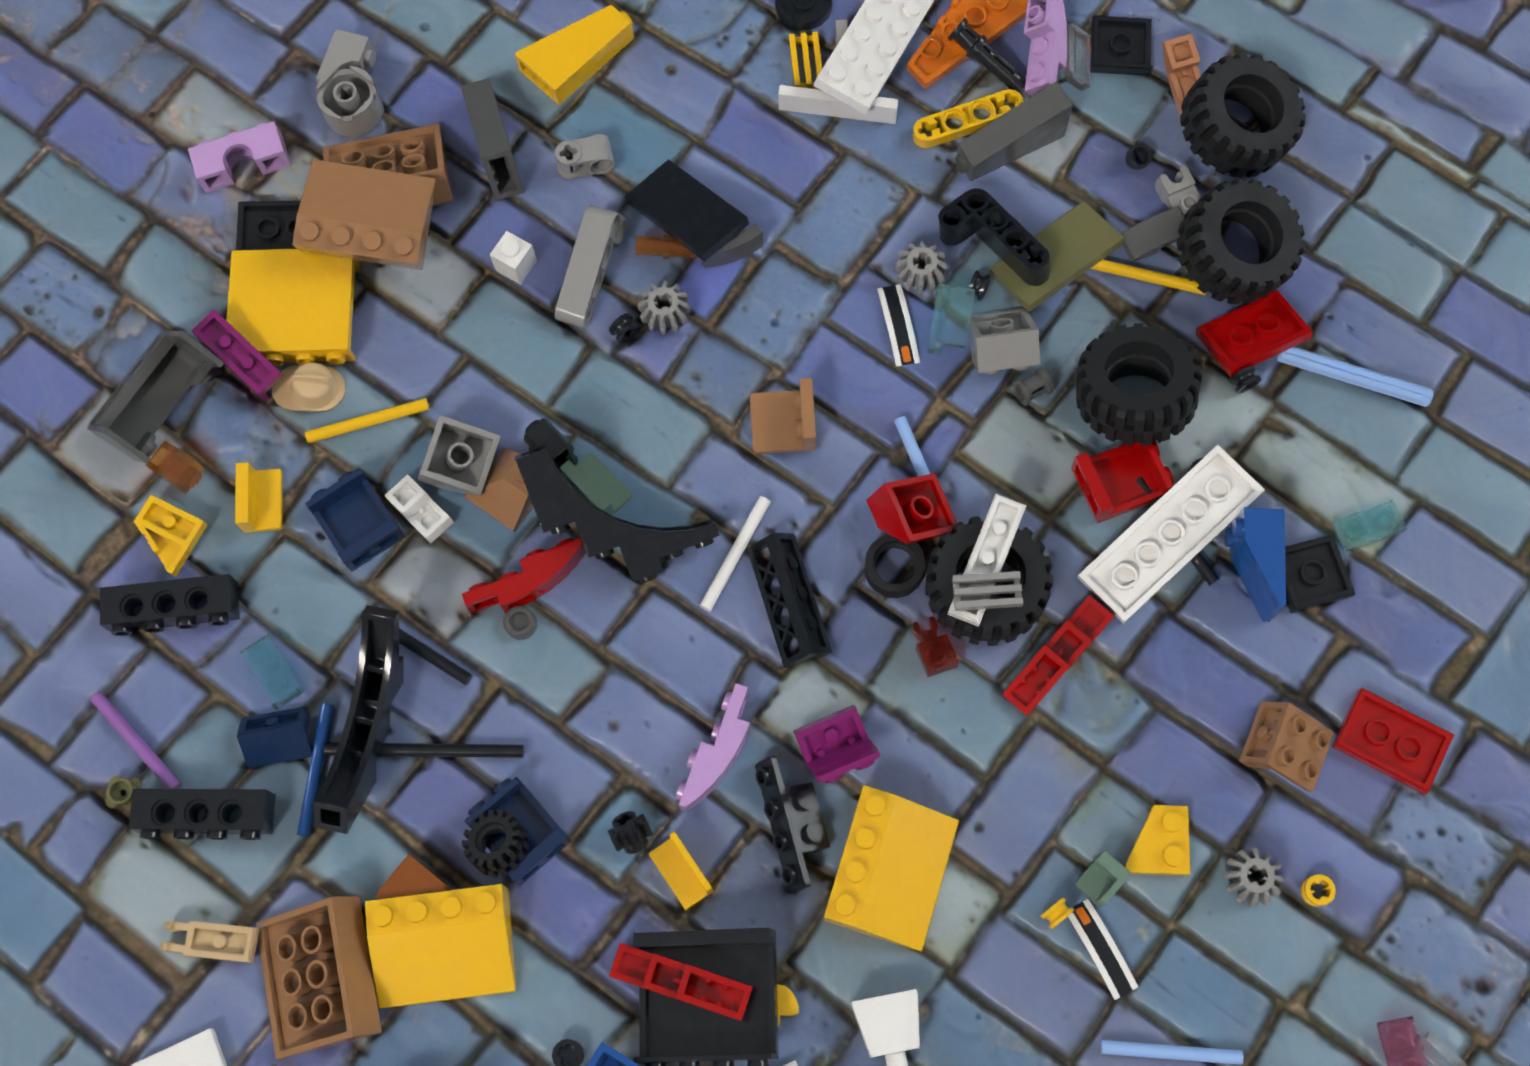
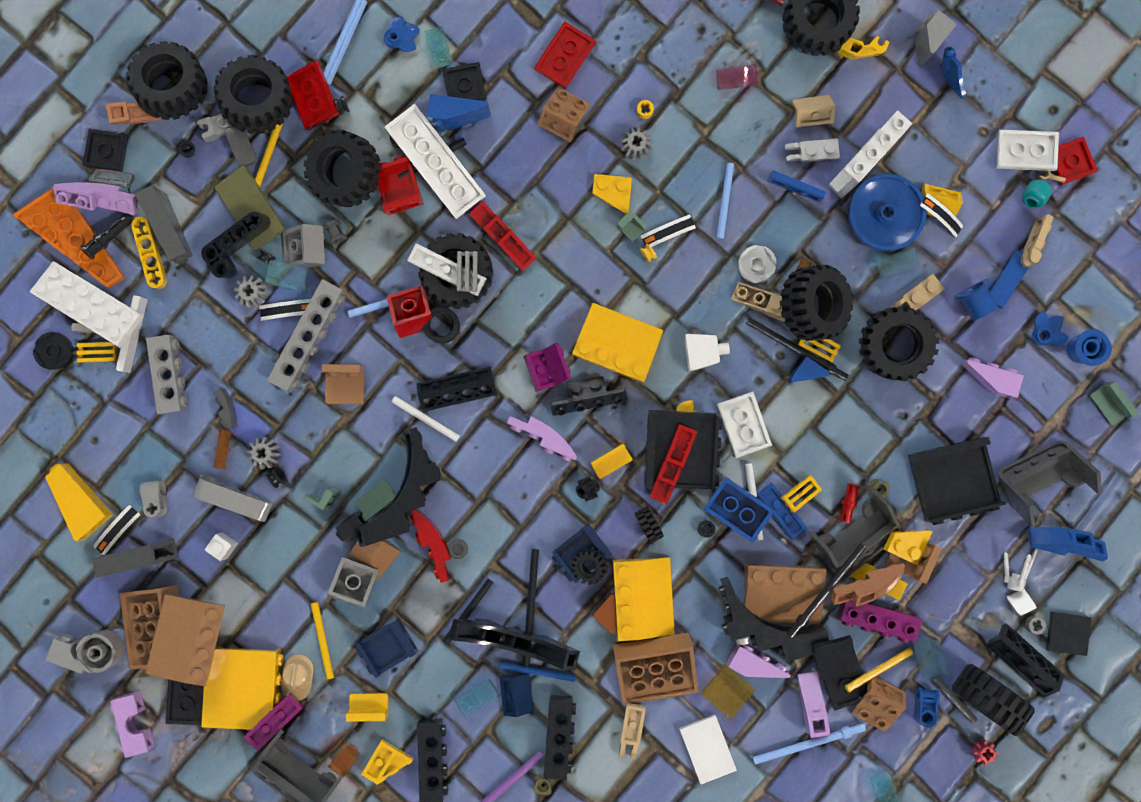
camera: 90 degrees left, 15 degrees up
(419, 509) = (382, 608): white slope -> none
(536, 111) = (116, 529): none -> sticker
(570, 944) = (649, 524): none -> black tyre
(591, 403) = (327, 500): none -> sand green panel
(687, 210) = (198, 435): black tile -> none
(787, 146) = (161, 386): none -> light grey brick
(848, 342) = (297, 340): none -> light grey brick
(933, 650) = (494, 305): clear red plate -> none
(1383, 467) = (404, 35): none -> blue plate

